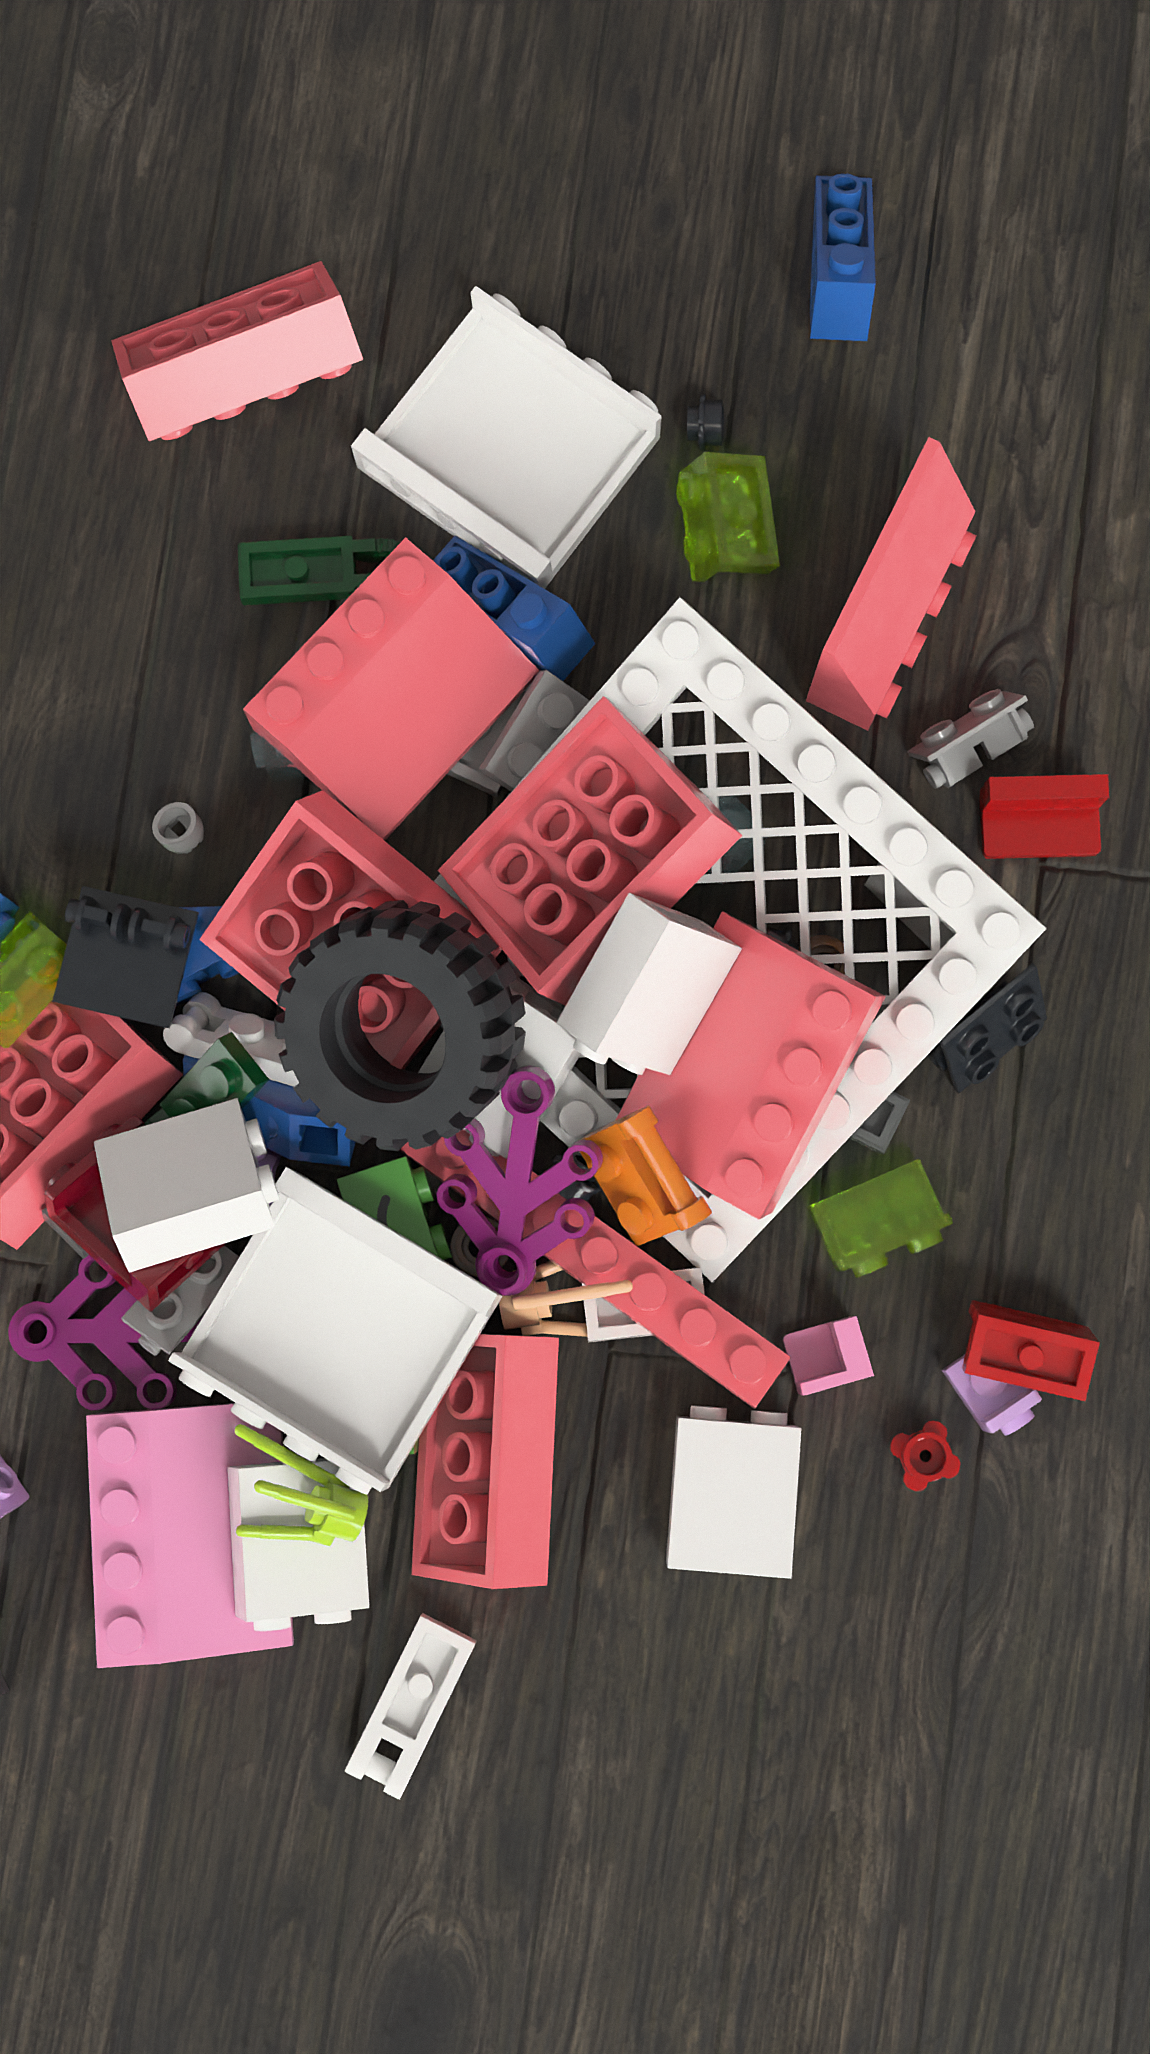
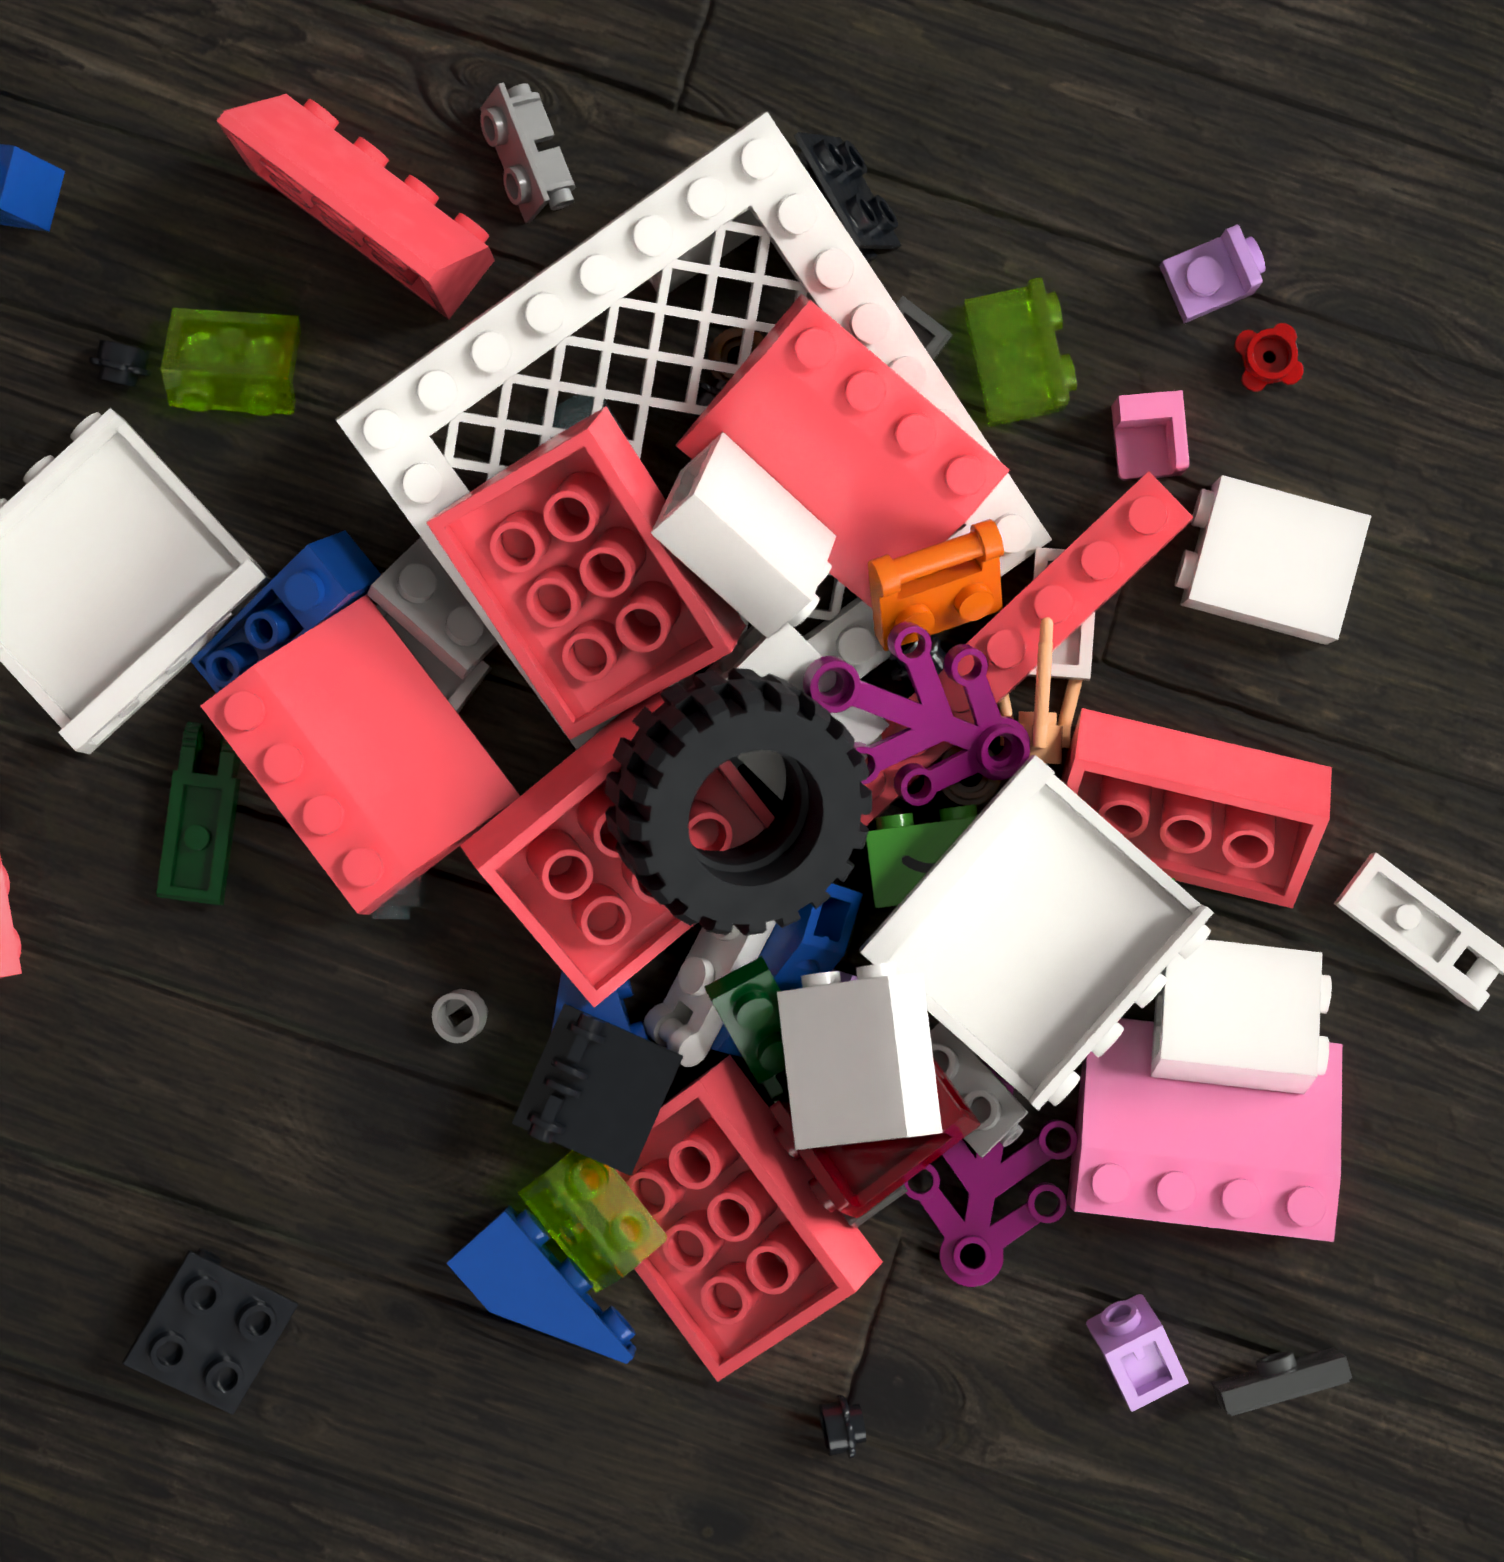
camera: 80 degrees left, 5 degrees up
(331, 1508) = (1217, 970): lime plant -> none
(1030, 1350) = (1184, 226): red panel -> none
(1042, 816) = (627, 96): red panel -> none

